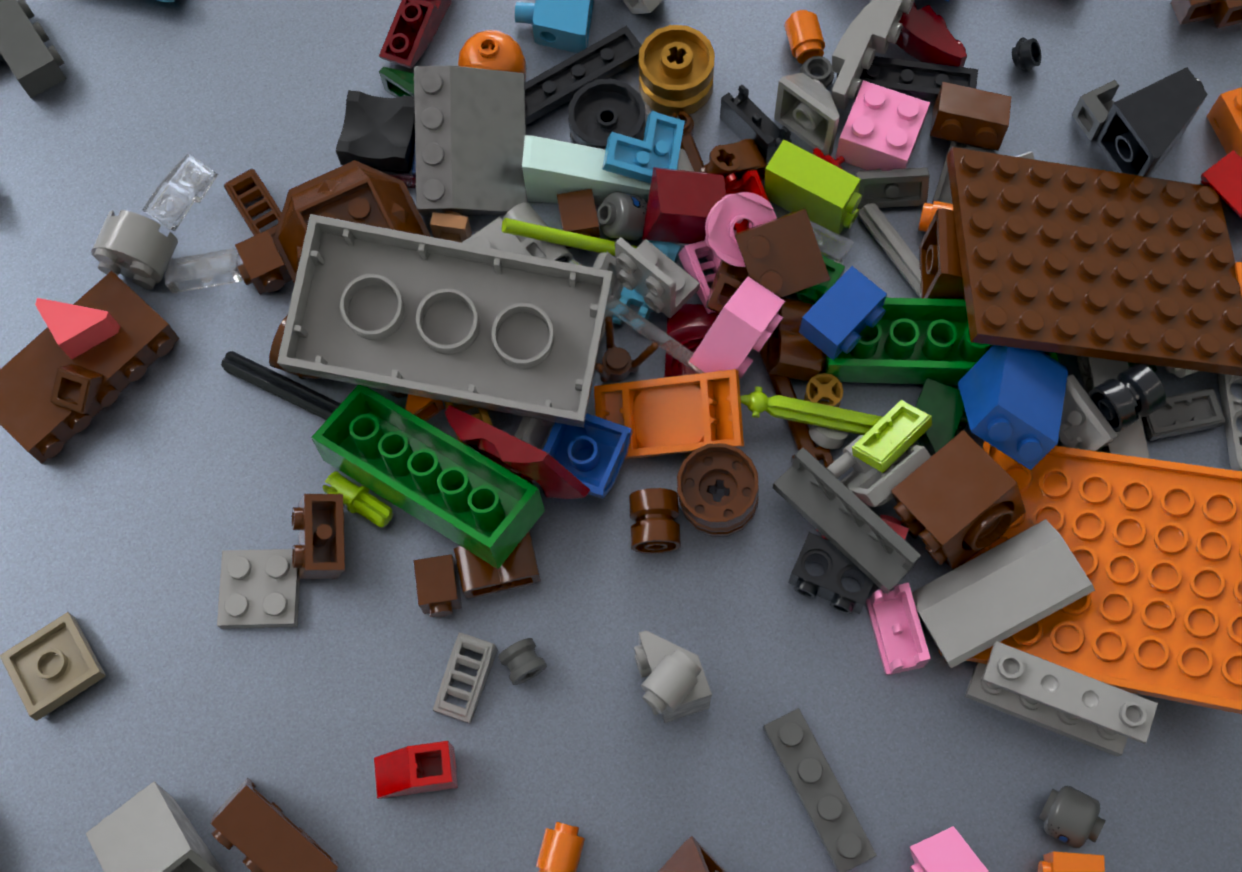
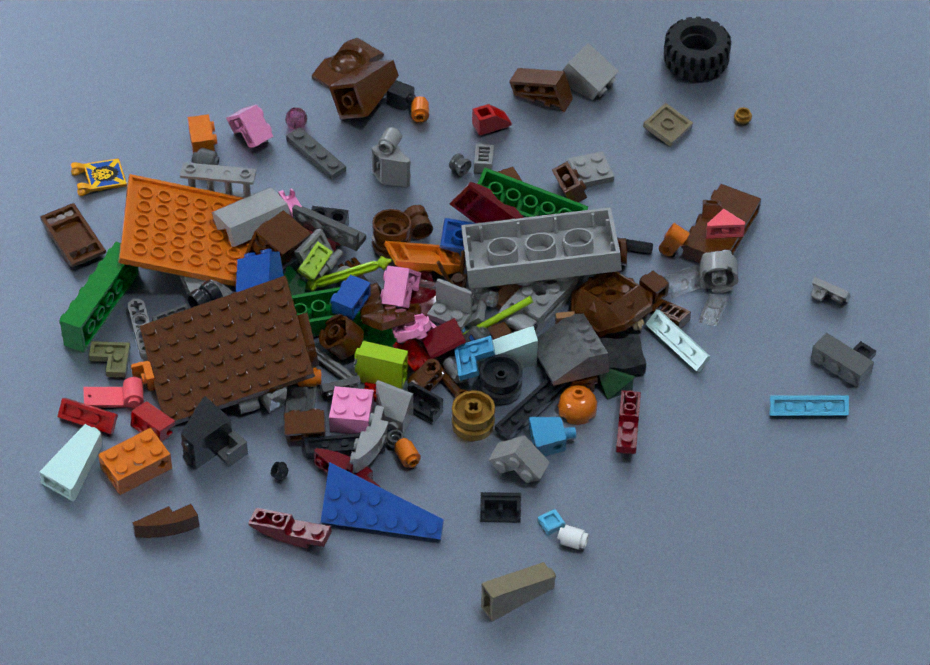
camera: 160 degrees right, 20 degrees down
(178, 343) = (673, 240): none -> orange piece
(269, 139) = (678, 340): none -> light aqua plate
(878, 256) = (341, 336): none -> reddish brown brick

